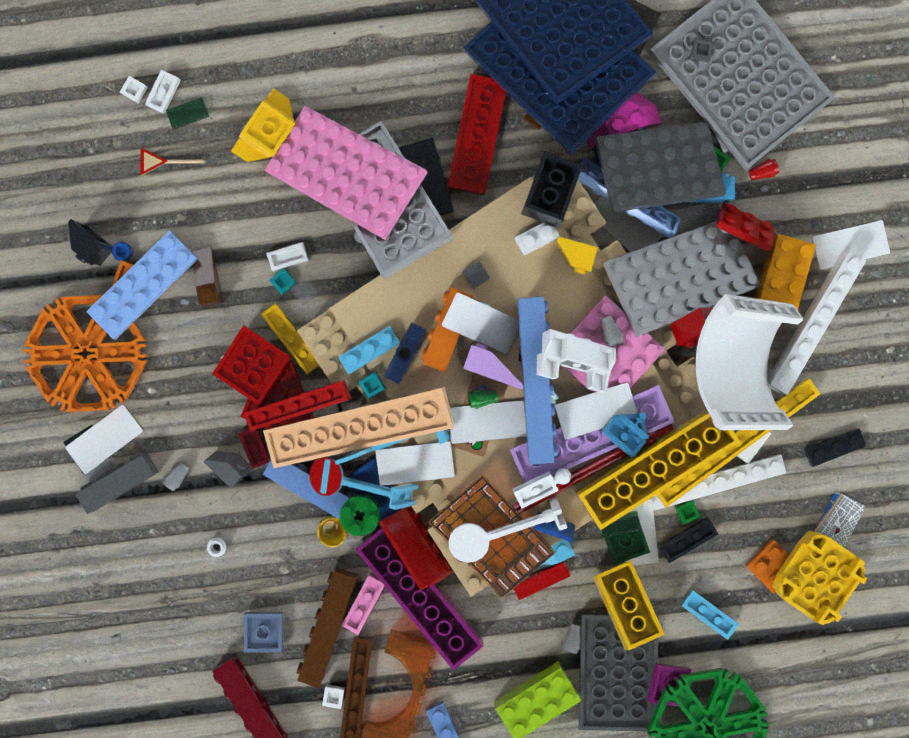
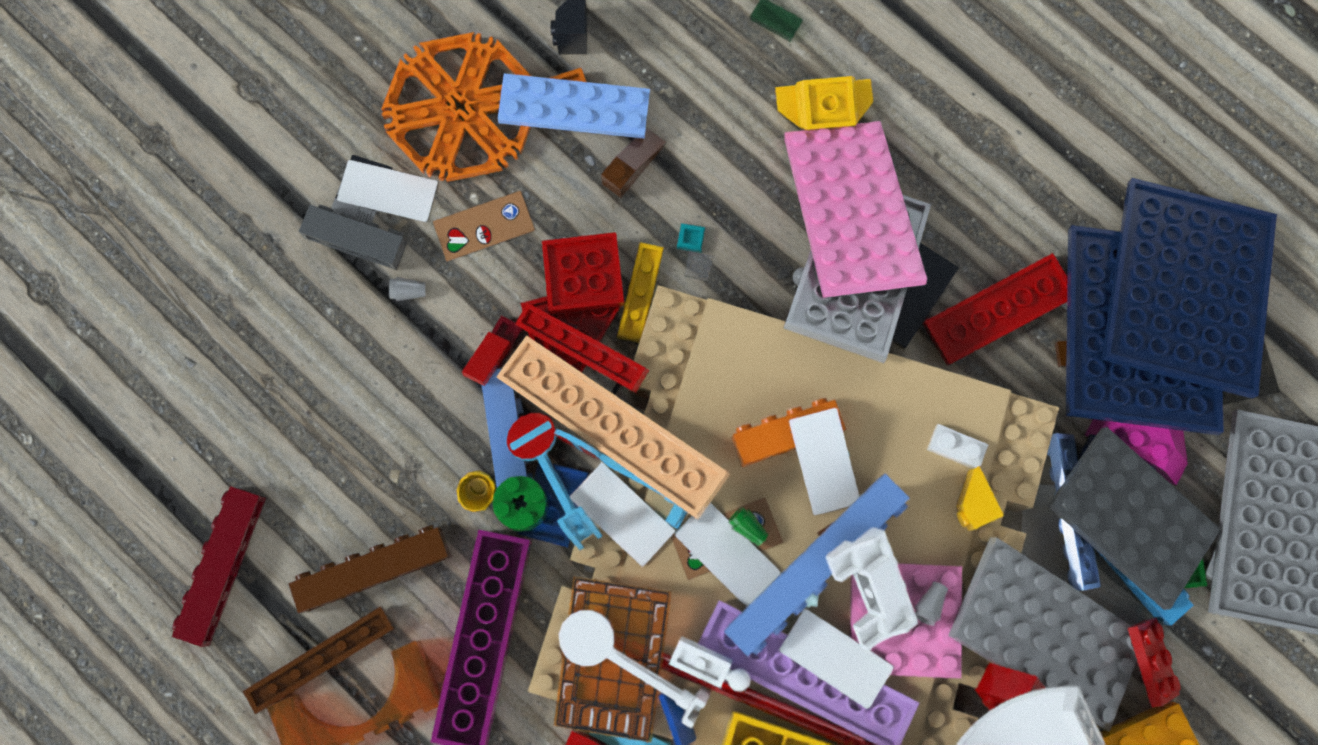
camera: 50 degrees right, 10 degrees down
(122, 251) = (590, 63): blue tile -> none
(150, 161) = (700, 22): piece -> none
(173, 398) = (483, 226): none -> medium nougat sticker
(212, 551) = (357, 387): white plate -> none
(228, 466) = (459, 332): dark grey slope -> none
(257, 464) = (486, 358): none -> red tile
(263, 631) = (312, 507): sand blue plate -> none
(287, 256) = (719, 223): white tile -> none
(333, 696) = (299, 637): white plate -> none
(363, 604) = (424, 588): bright pink plate -> none
(369, 350) = (700, 371): medium azure plate -> none
(372, 385) = (667, 403): teal tile -> none
(399, 365) = (745, 406): dark blue piece -> none
(416, 547) = (532, 592): red slope -> none
(476, 274) = (867, 416): dark grey tile -> none
(487, 364) = (788, 502): lavender slope -> none
(551, 189) = (1018, 420): black brick -> none
(627, 432) = (842, 710): dark azure slope -> none
(701, 50) = (1283, 462): dark grey tile -> none
(764, 170) = (1227, 633): red cone -> none

